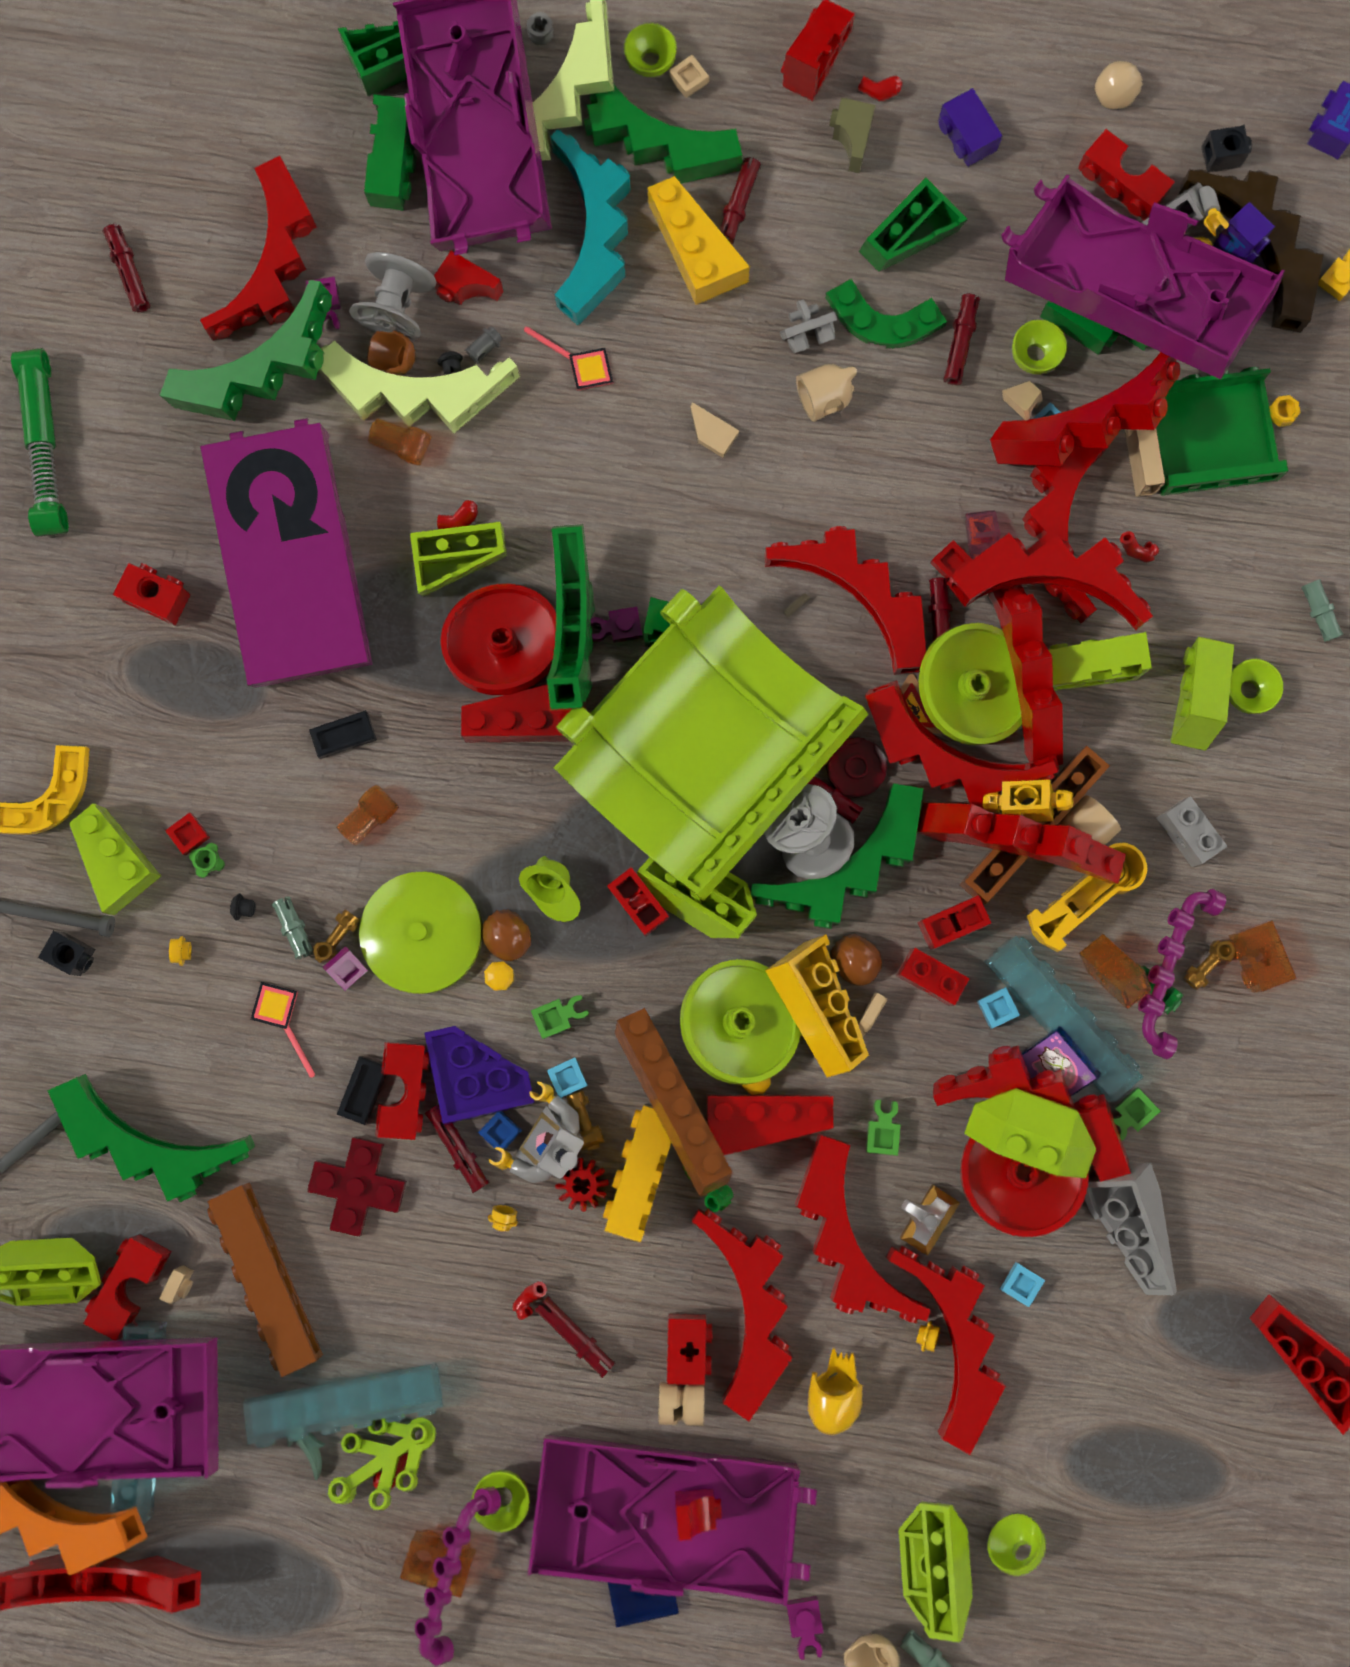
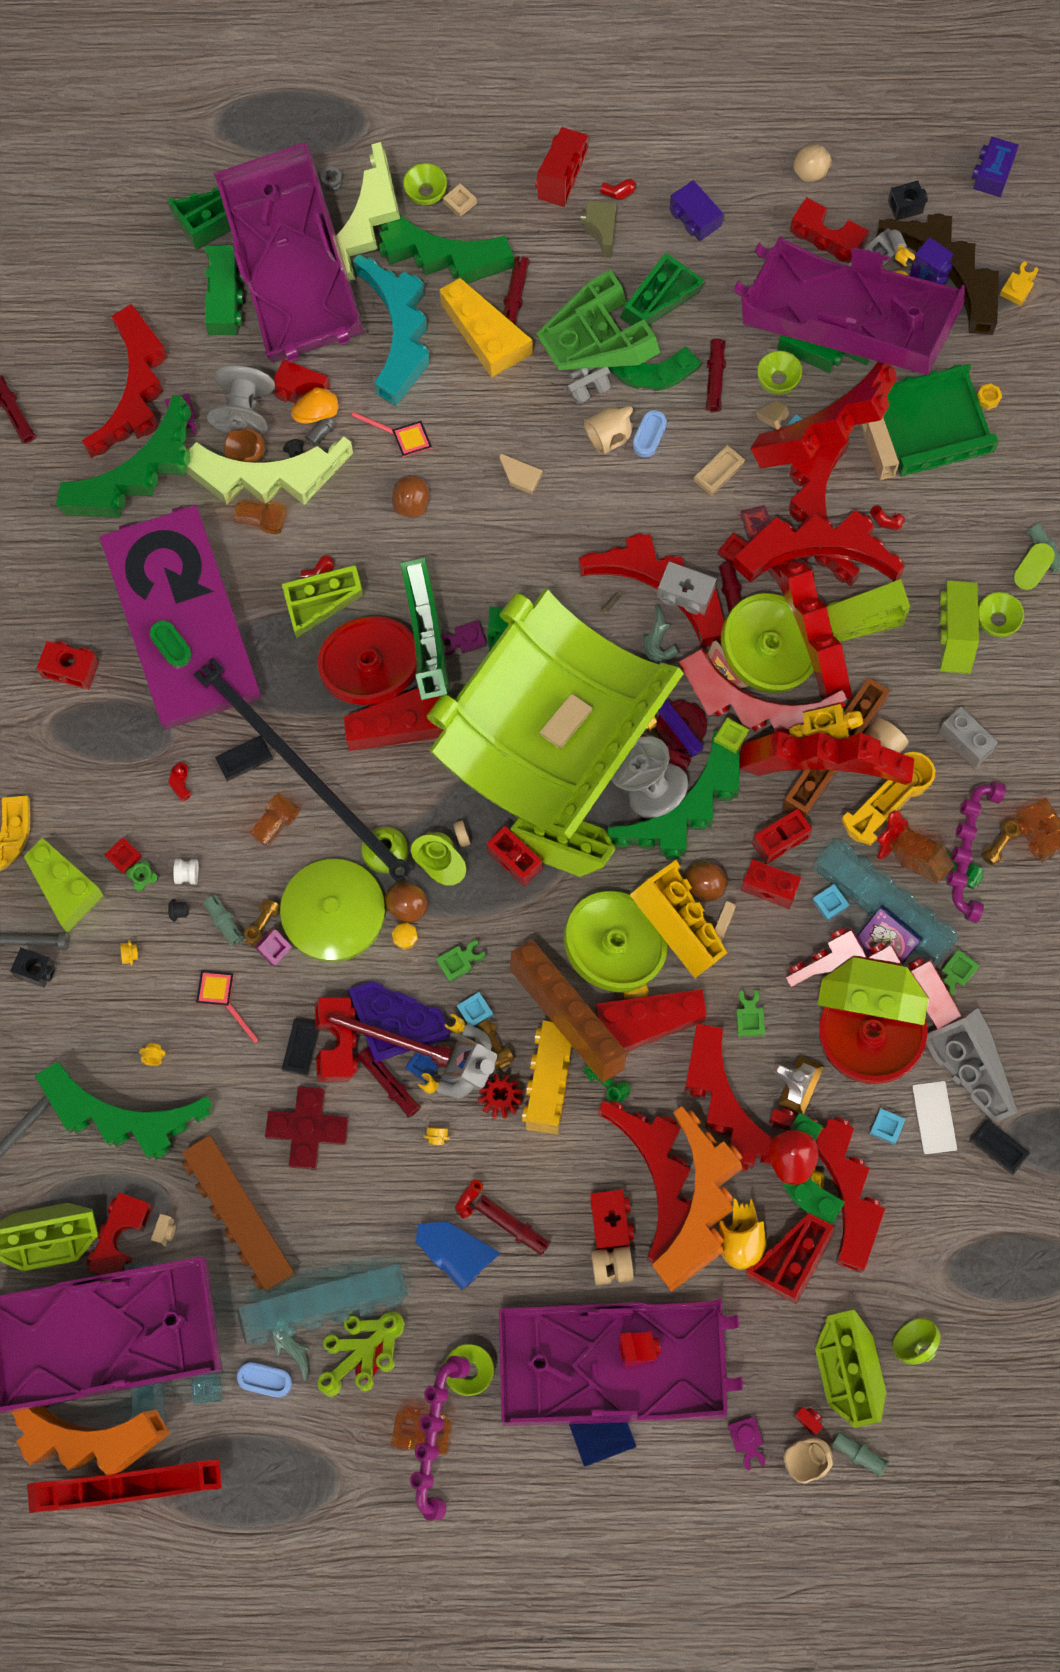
camera: 10 degrees left, 10 degrees down
(191, 1075) = (152, 1054): none -> yellow plate
(202, 1485) = (206, 1390): none -> clear light blue piece
(257, 863) = (186, 871): none -> white wheel
(262, 751) = (177, 781): none -> red arm
(268, 590) = (170, 644): none -> green tile
(270, 1472) = (264, 1380): none -> light blue tile
(402, 760) = (301, 768): none -> black hinge
(481, 314) = (315, 406): none -> light orange hat
(500, 881) = (399, 848): none -> lime piece
(504, 1359) = (455, 1251): none -> blue panel
(517, 1127) = (439, 1054): none -> dark red piece
(579, 441) = (410, 496): none -> dark orange hair
(581, 863) = (461, 833): none -> tan tile
(721, 750) = (566, 721): none -> tan tile
(782, 1401) = (696, 1243): none -> orange arch
(814, 268) = (587, 336): none -> bright green wedge
(838, 661) = (652, 642): none -> sand green piece
(856, 776) = (680, 729): none -> dark purple axle
(872, 401) = (649, 433): none -> light blue tile
(874, 596) = (699, 588): none -> light grey brick
(879, 1614) = (809, 1419): none -> red plate
(890, 1429) = (794, 1259): none -> red wedge
(907, 1331) = (809, 1195): none -> green plate
(909, 1317) = (793, 1156): none -> red hat
(913, 793) = (731, 735): none -> lime tile
(948, 458) = (719, 470): none -> tan tile
(1078, 1278) = (934, 1117): none -> white sticker
(1086, 934) = (895, 827): none -> red plate
(1148, 1325) = (1000, 1146): none -> black tile
(1304, 631) = (1034, 566): none -> lime tile

